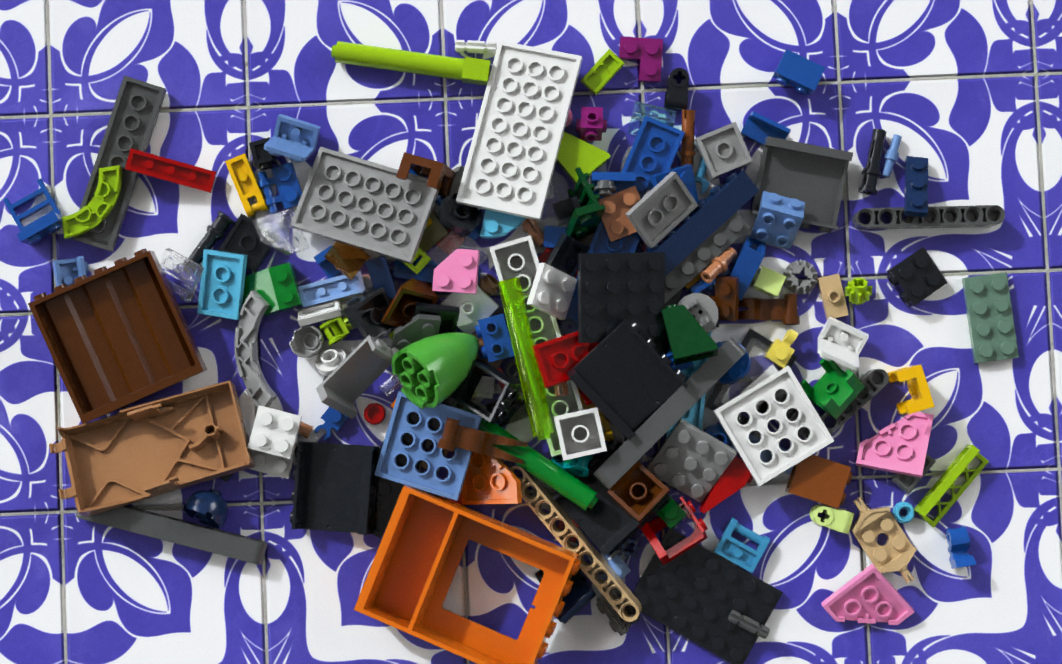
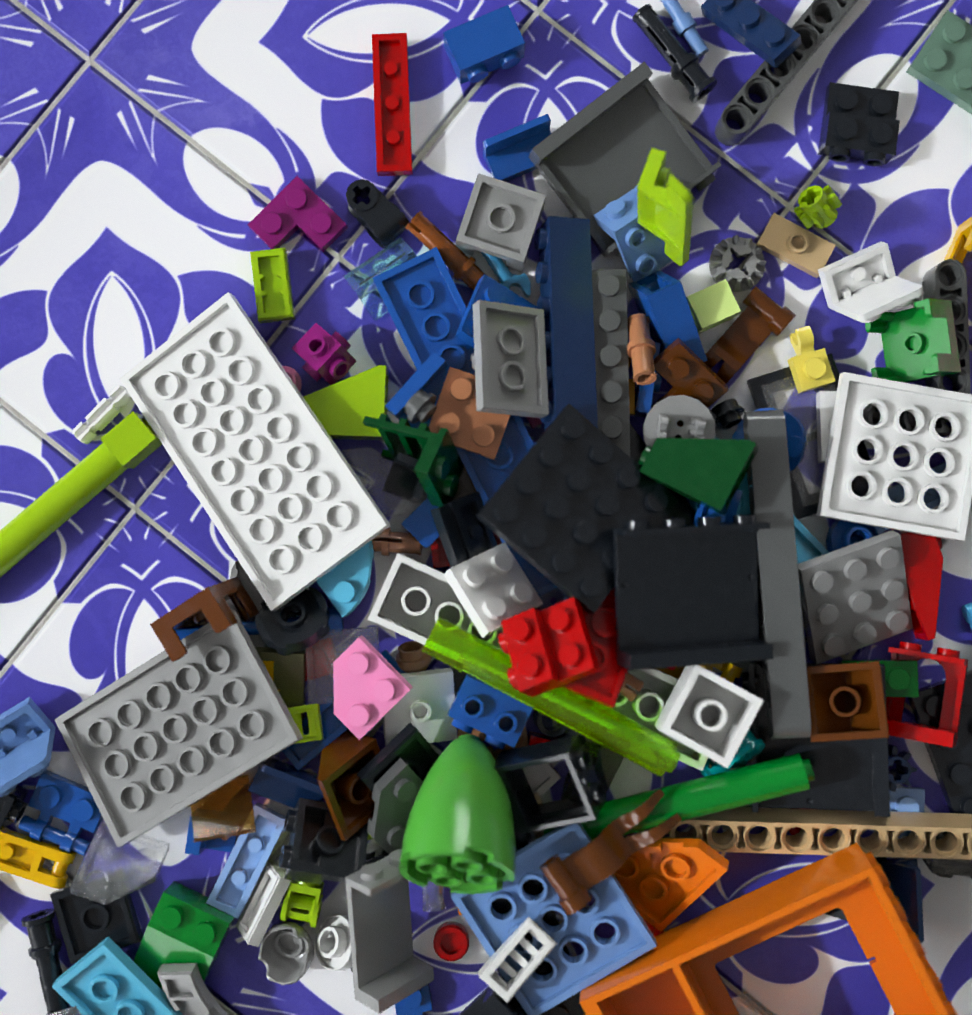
camera: 50 degrees left, 0 degrees up
(416, 443) = (508, 989): none -> white slope
(547, 335) = (548, 647): none -> red plate
(725, 331) = (728, 413): none -> black plate
(734, 53) = (392, 104): none -> red plate
(788, 217) = (665, 207): none -> lime plate

